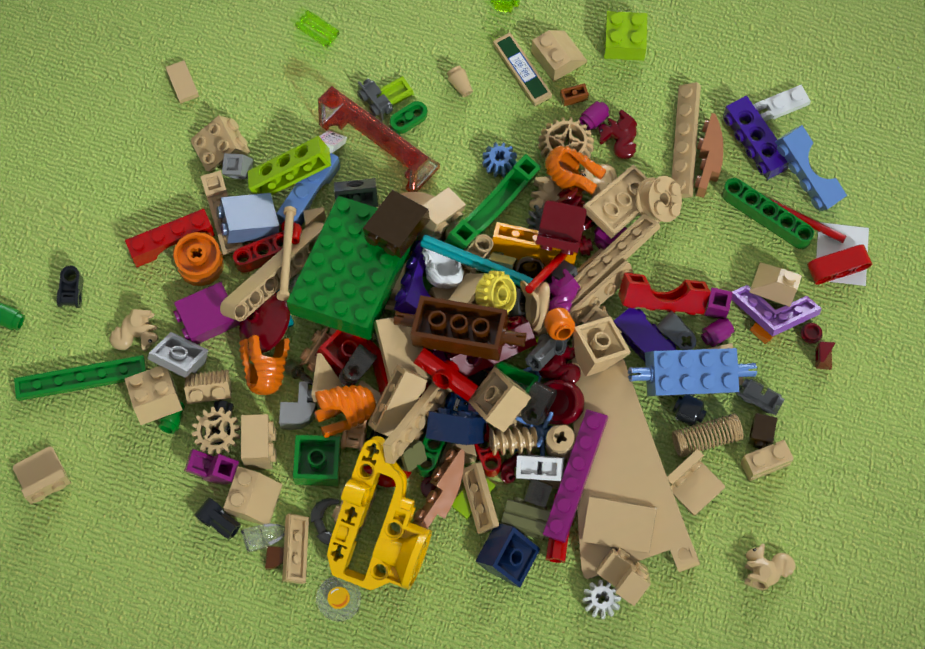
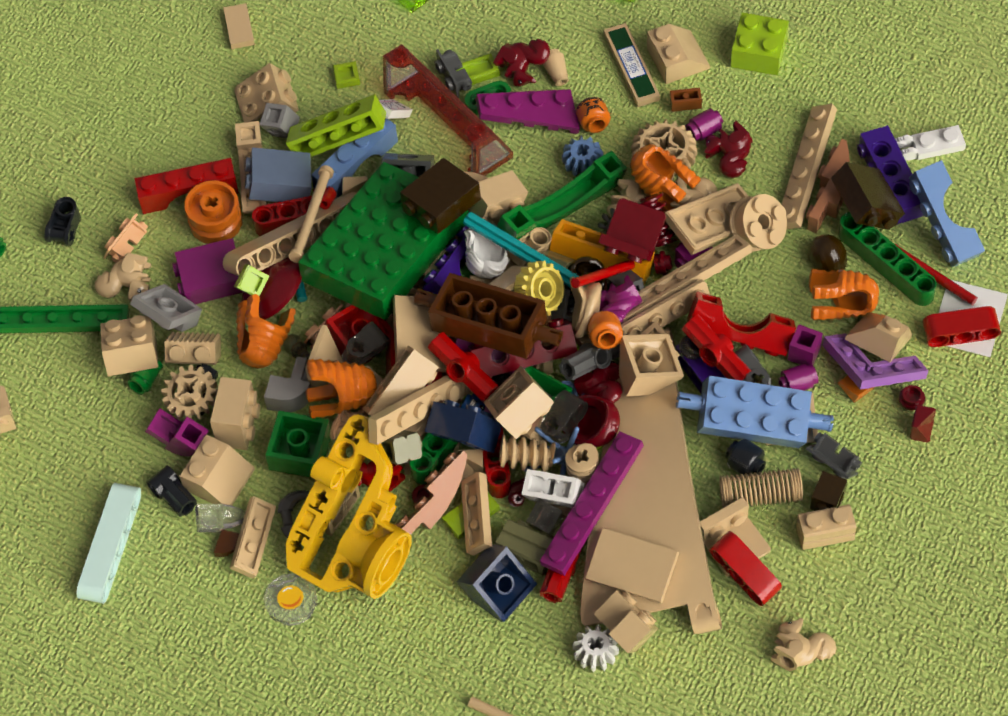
camera: 15 degrees right, 10 degrees down
(129, 286) = (131, 231): none -> light nougat hinge
(174, 575) = (108, 543): none -> light aqua beam
(248, 323) = (251, 280): none -> lime tile
(284, 113) = (346, 75): none -> lime tile
(428, 77) = (519, 56): none -> dark red animal
(453, 121) = (531, 108): none -> magenta wing
(500, 120) = (593, 114): none -> orange head
(628, 321) = (689, 349): none -> clear smoke plate
(651, 322) = (715, 349): none -> red piece
(710, 509) = (745, 568): none -> red beam
(718, 217) = (827, 253): none -> dark brown hair
(744, 163) = (867, 196): none -> dark brown brick
(744, 249) = (850, 291): none -> orange hair

